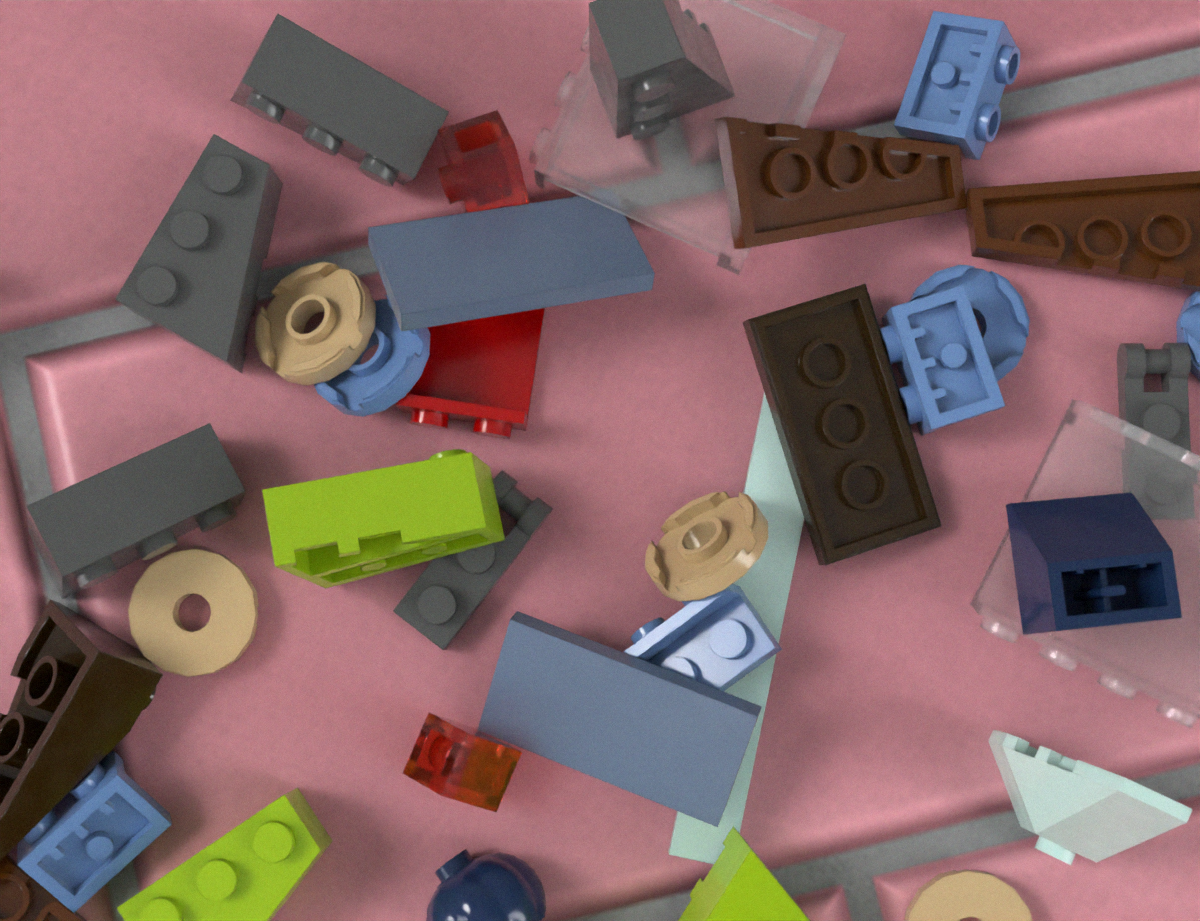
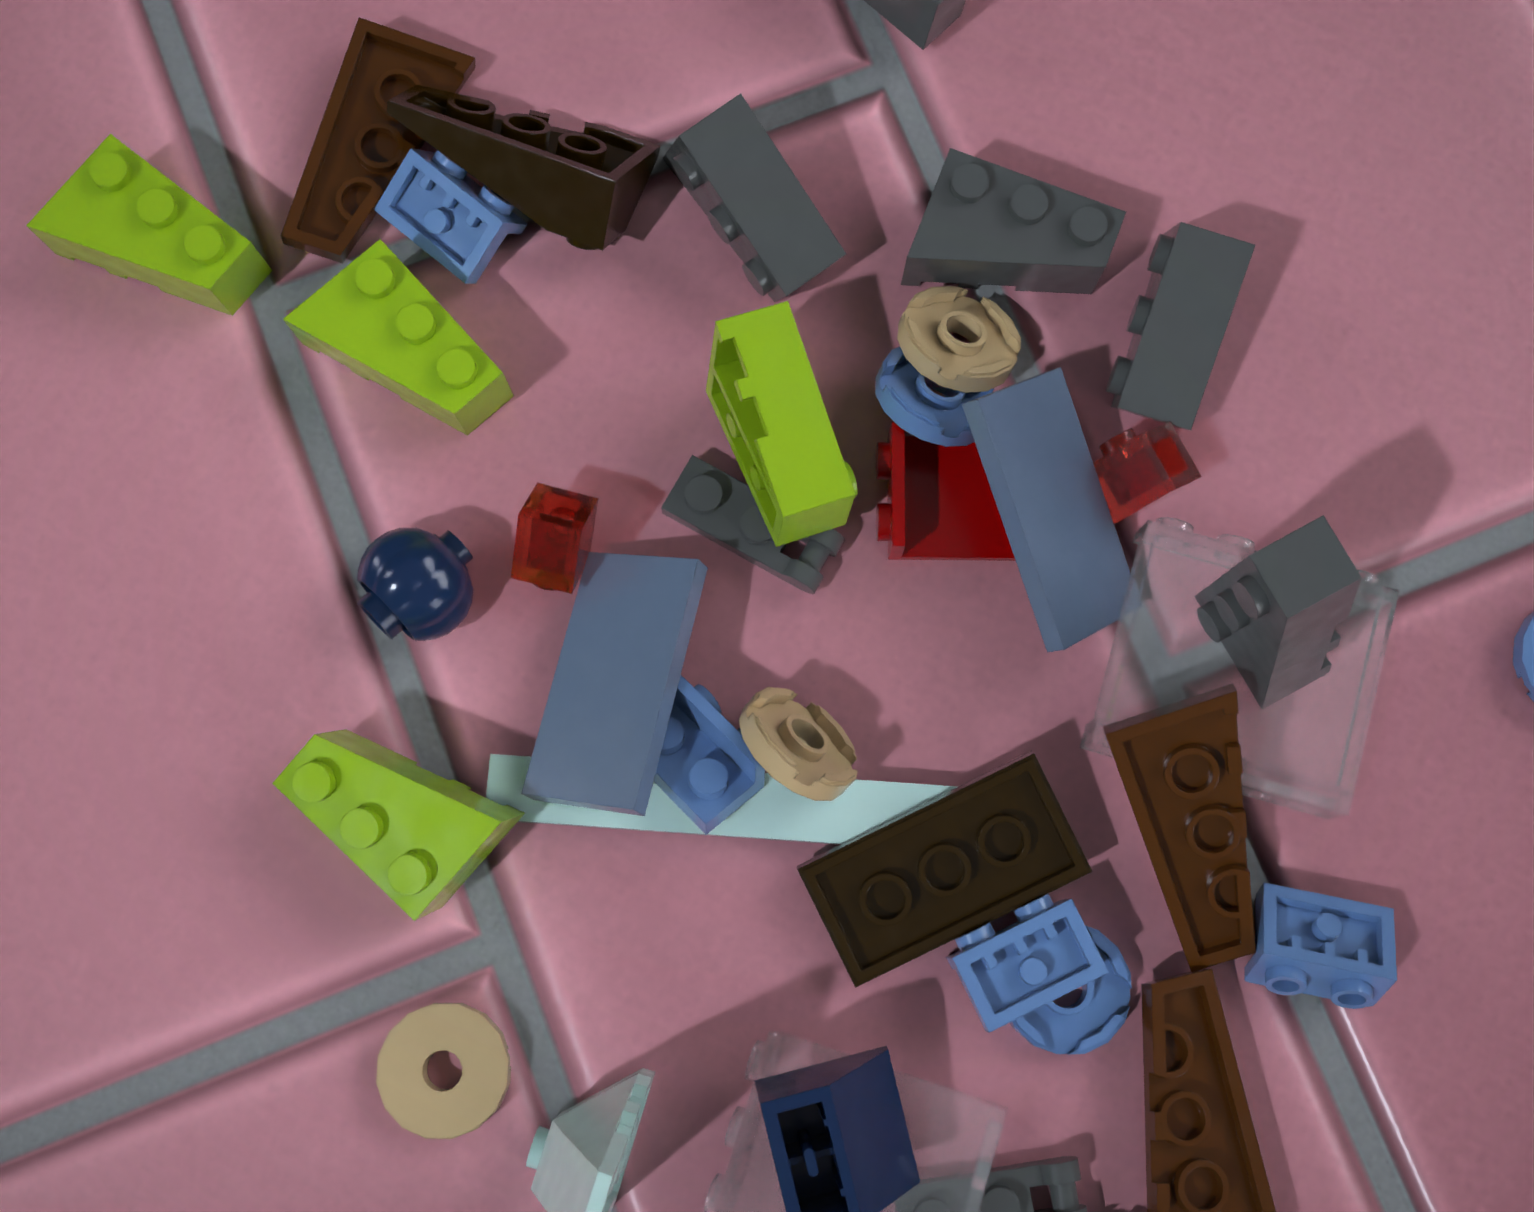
camera: 80 degrees right, 5 degrees down
(156, 612) = (659, 241): tan tile -> none

